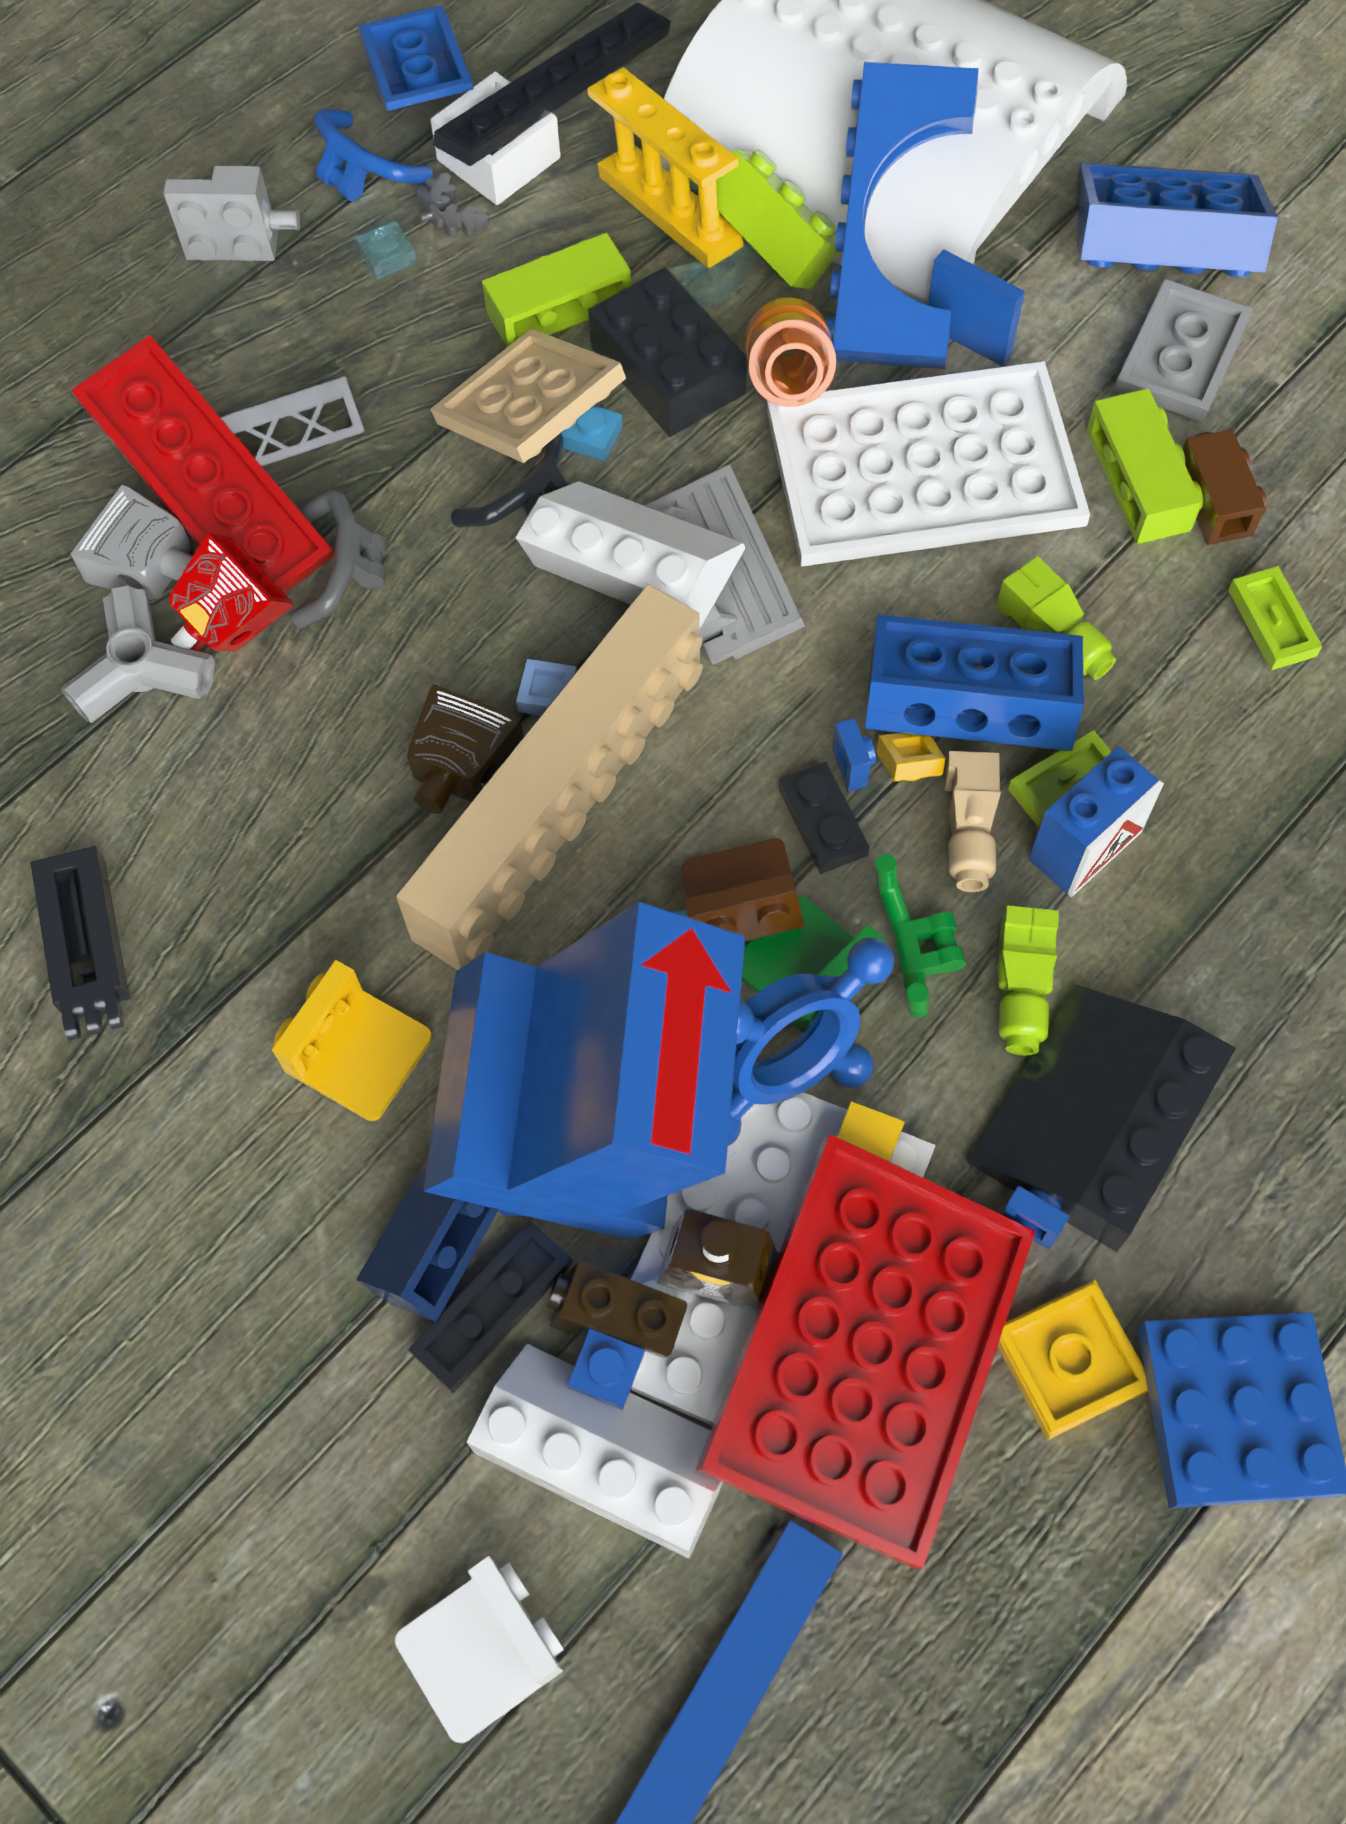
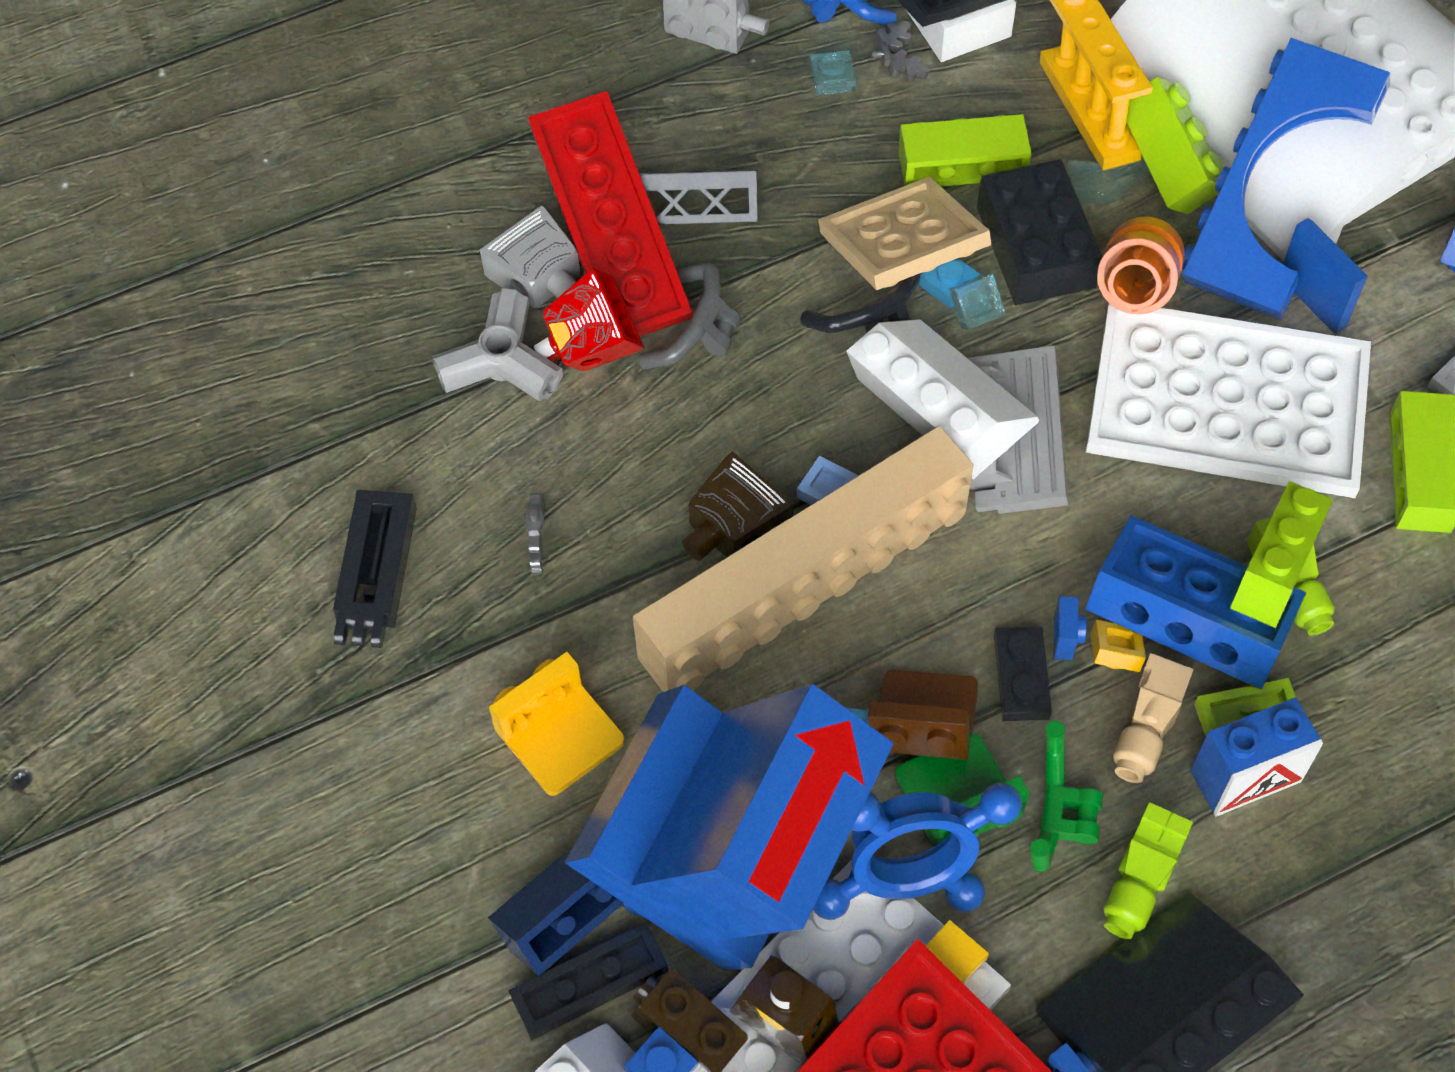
camera: 20 degrees right, 5 degrees down
(246, 834) = (534, 524): none -> flat silver animal
(631, 444) = (977, 301): none -> clear light blue plate
(1048, 603) = (1281, 554): none -> lime brick

